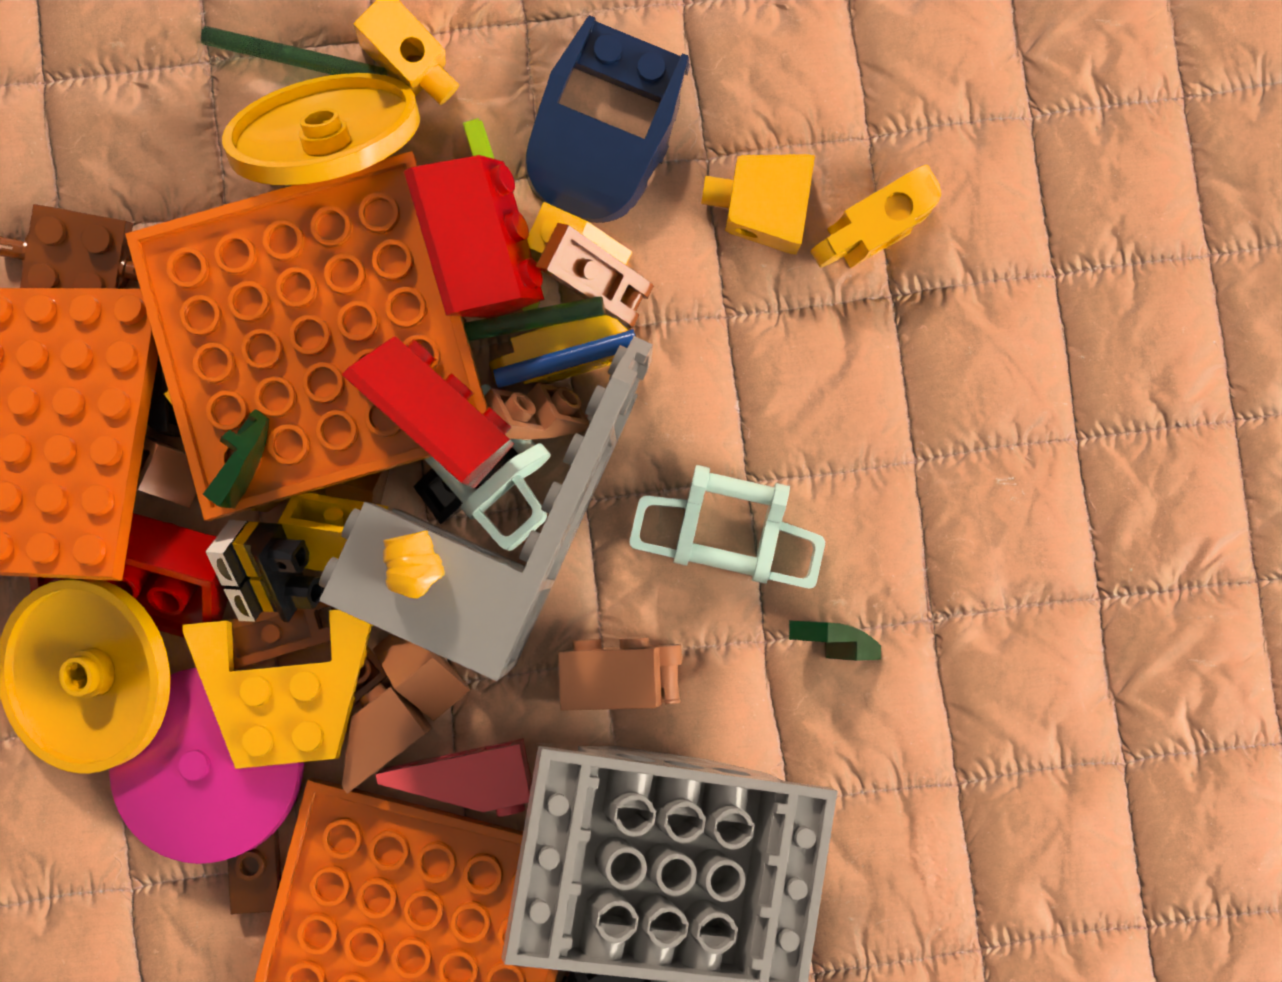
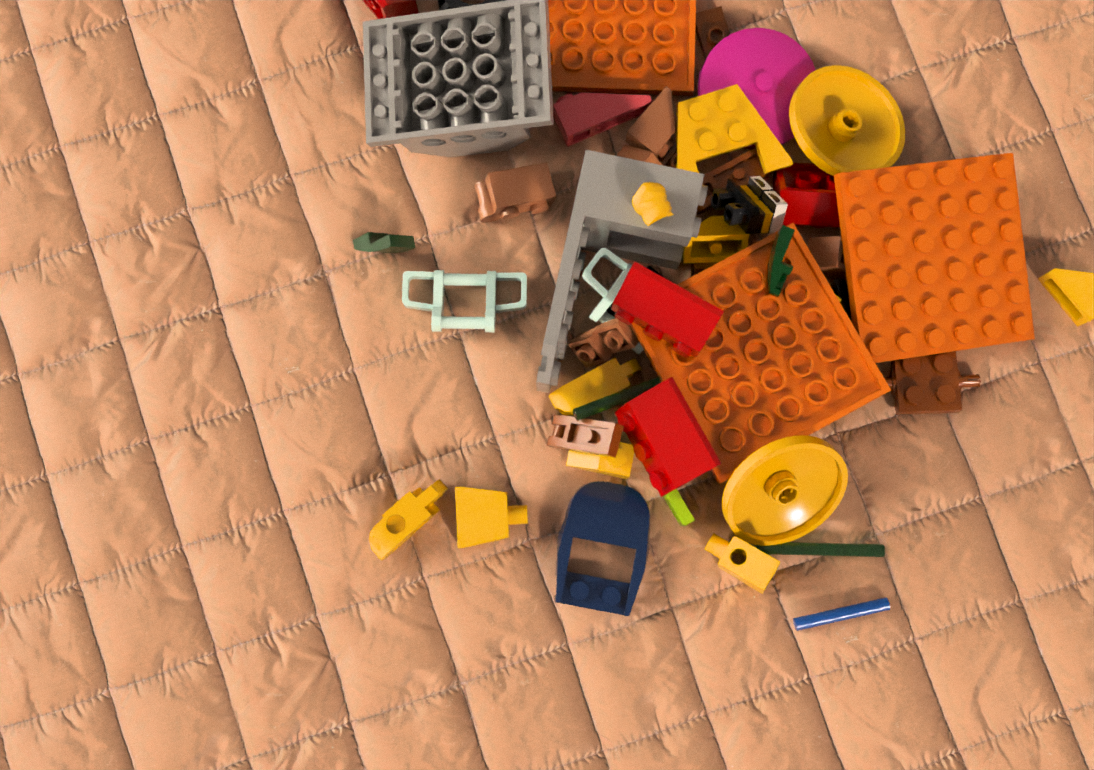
camera: 170 degrees right, 5 degrees down
(562, 359) = (591, 376): blue bar -> none

